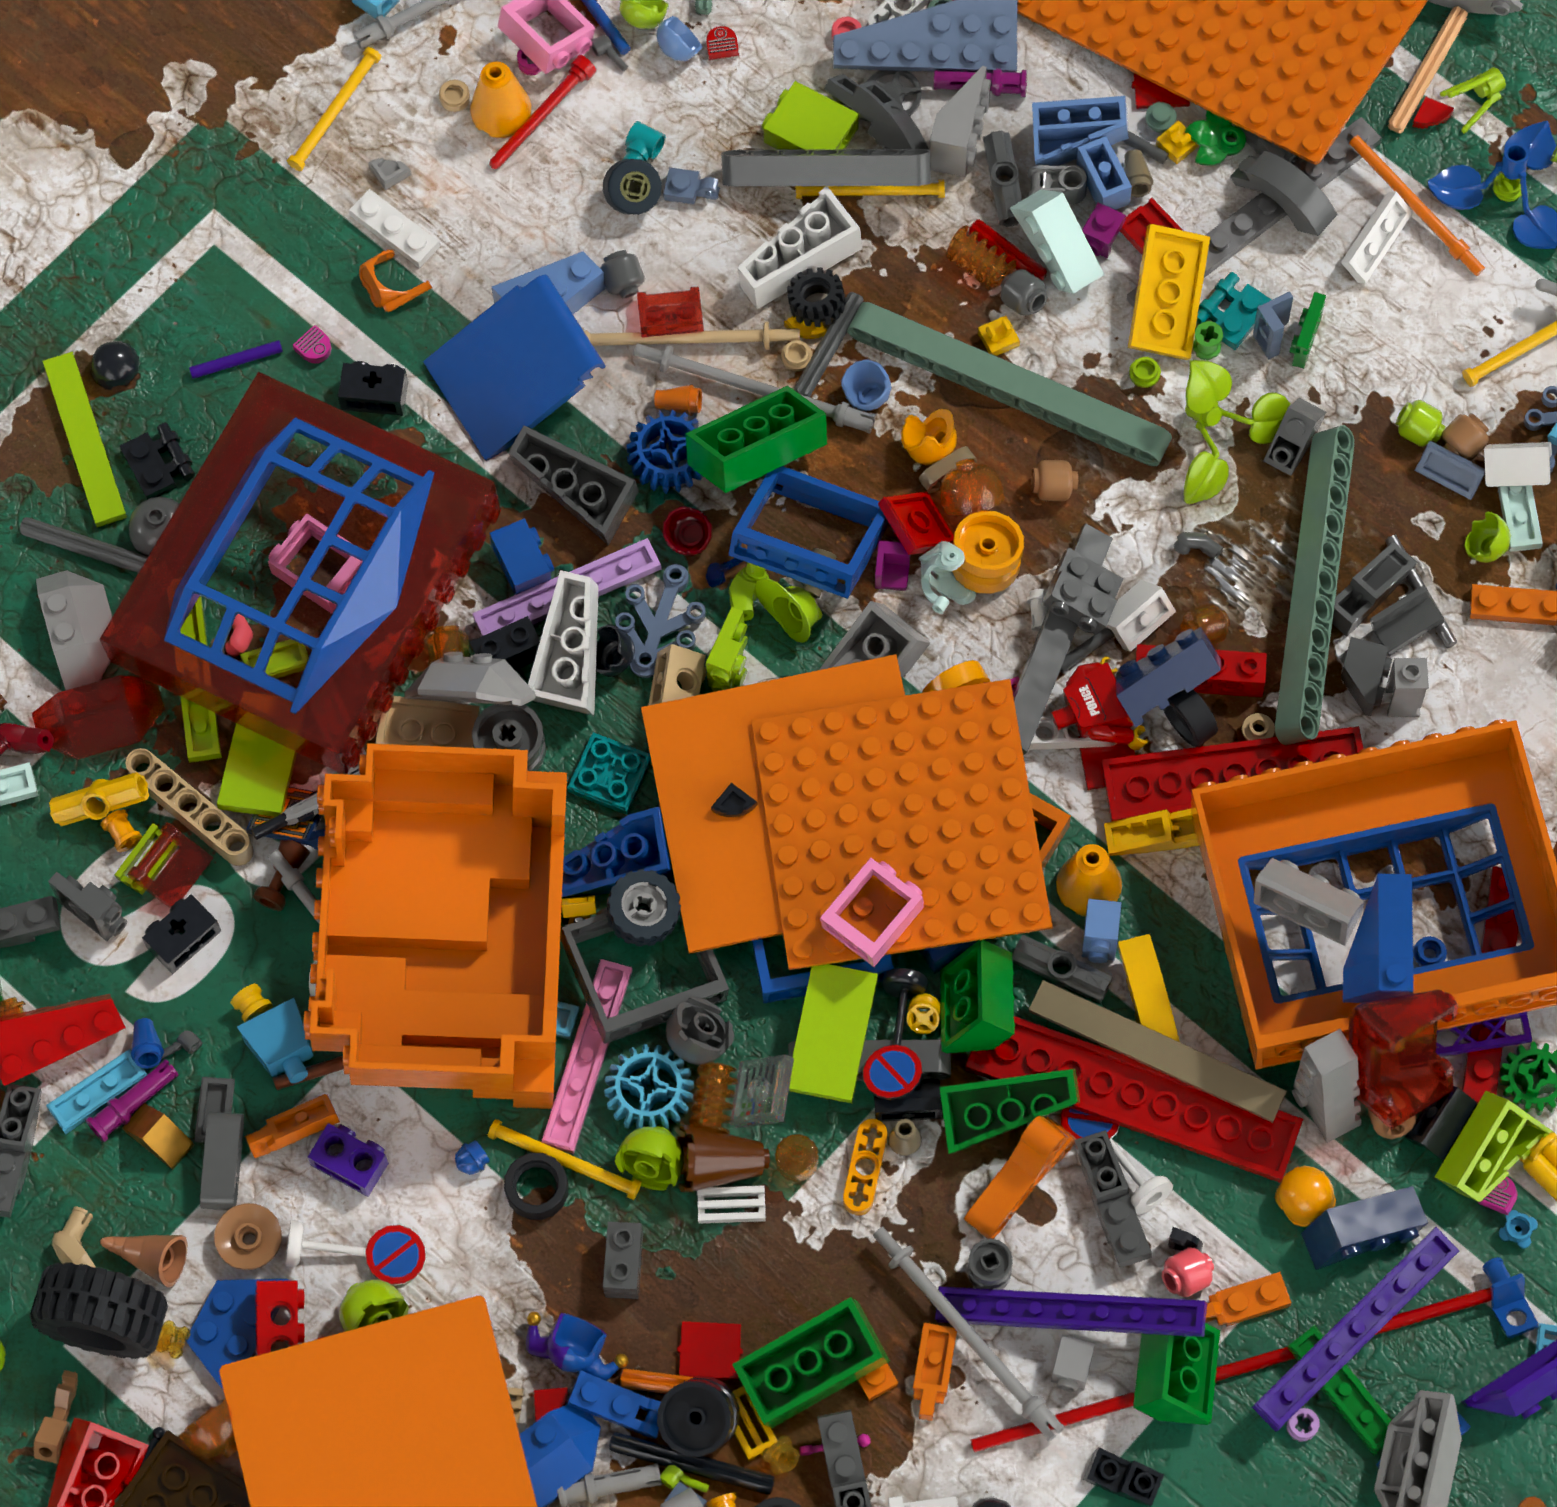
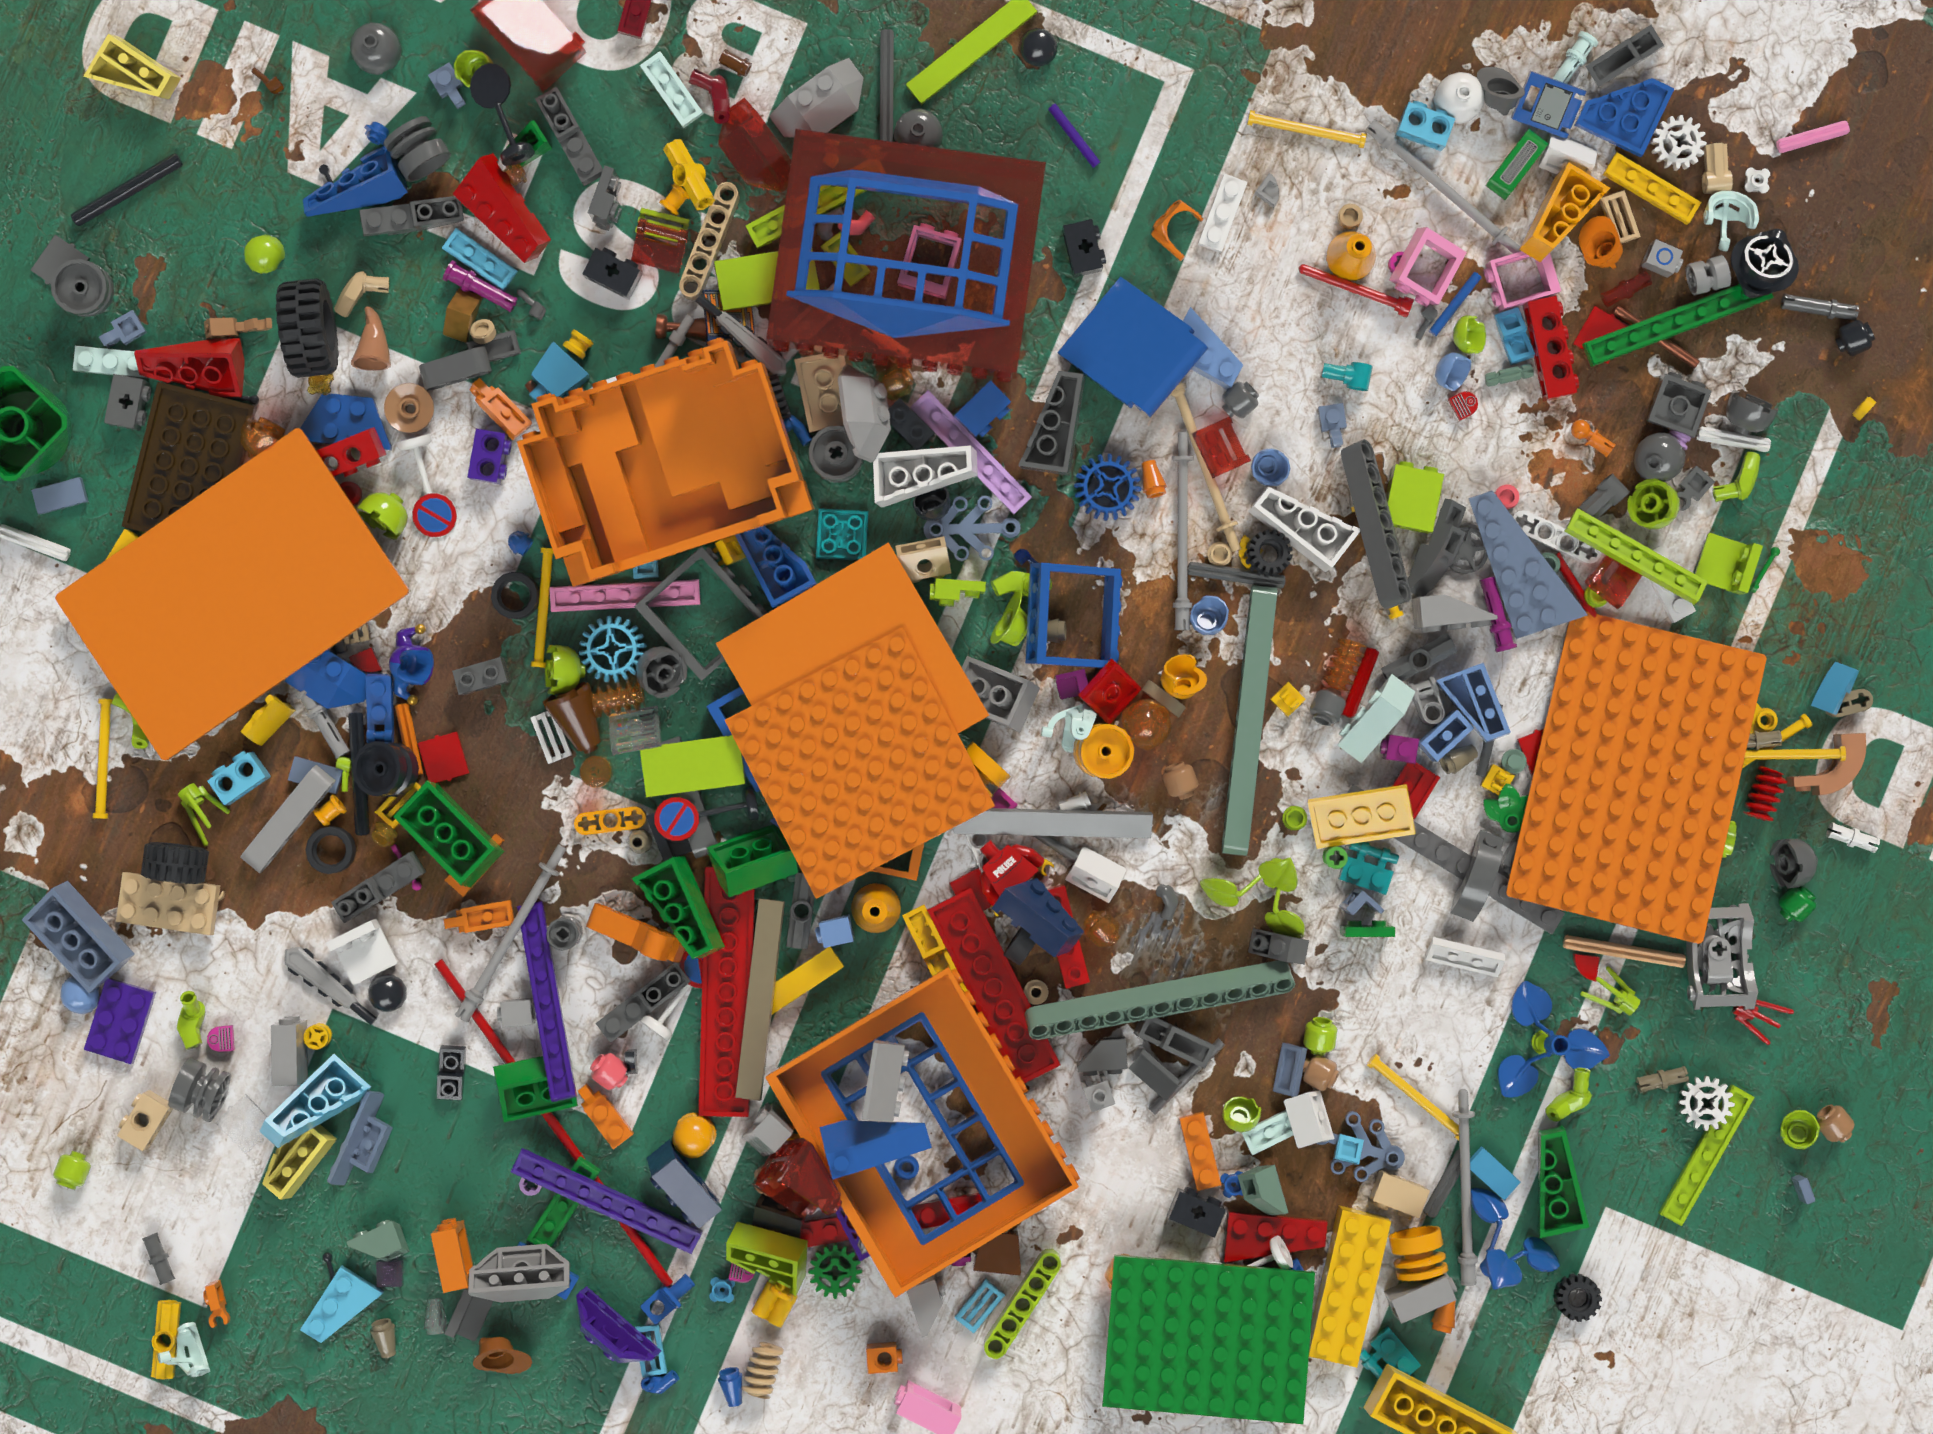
camera: 70 degrees right, 20 degrees up
(146, 1045) = (521, 281): blue cone -> none
(147, 465) = (966, 104): black plate -> none
(188, 1114) = (482, 331): none -> tan tile
(313, 345) = (1105, 190): dark pink tile -> none
(622, 182) = (1319, 374): black wheel -> none
(643, 926) = (731, 585): black wheel -> none
(687, 531) = (1046, 524): dark red hair -> none
(715, 264) = (1270, 467): none -> medium blue hair
(733, 802) = (835, 636): black tile -> none
(756, 439) = (1131, 551): green brick -> none
(850, 936) = (755, 759): bright pink window -> none
(923, 1021) = (733, 824): yellow wheel -> none
(1082, 592) = (1094, 832): dark grey plate -> none
(1457, 248) = (1477, 1020): orange bar -> none

